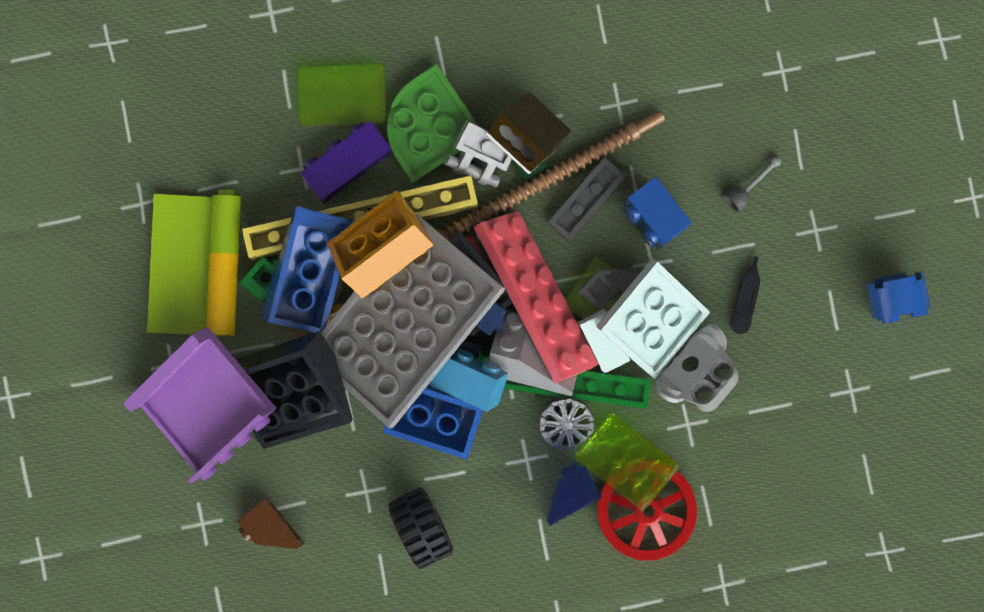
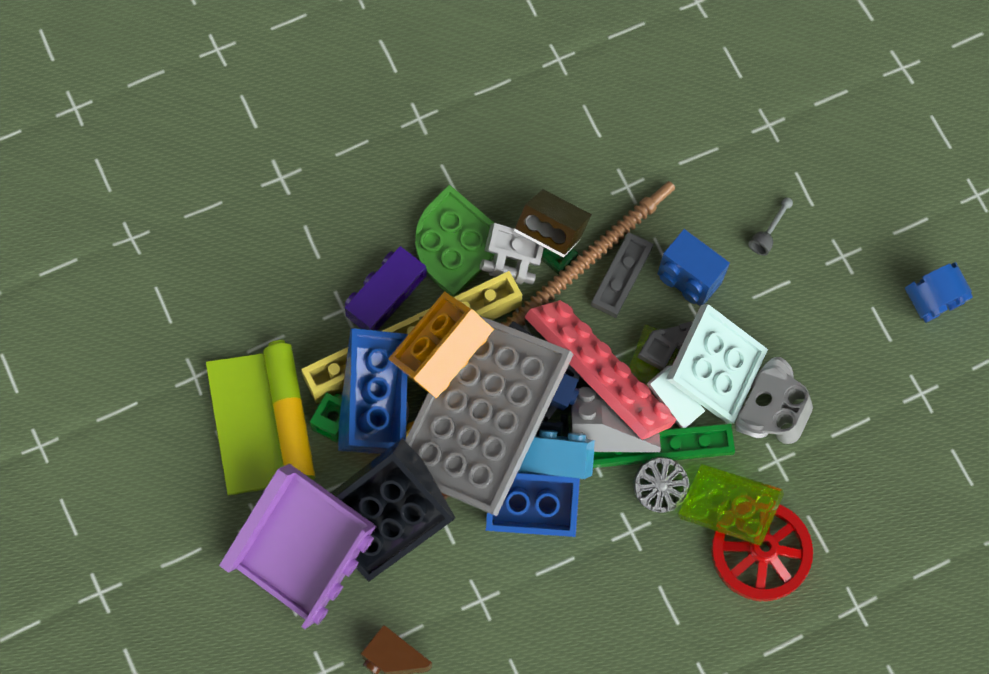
camera: 15 degrees left, 15 degrees down
(341, 94) = (365, 233): clear neon green plate -> none
(420, 528) = (547, 614): black tyre -> none
(571, 493) = (687, 542): clear blue slope -> none
(746, 299) = (798, 332): black piece -> none

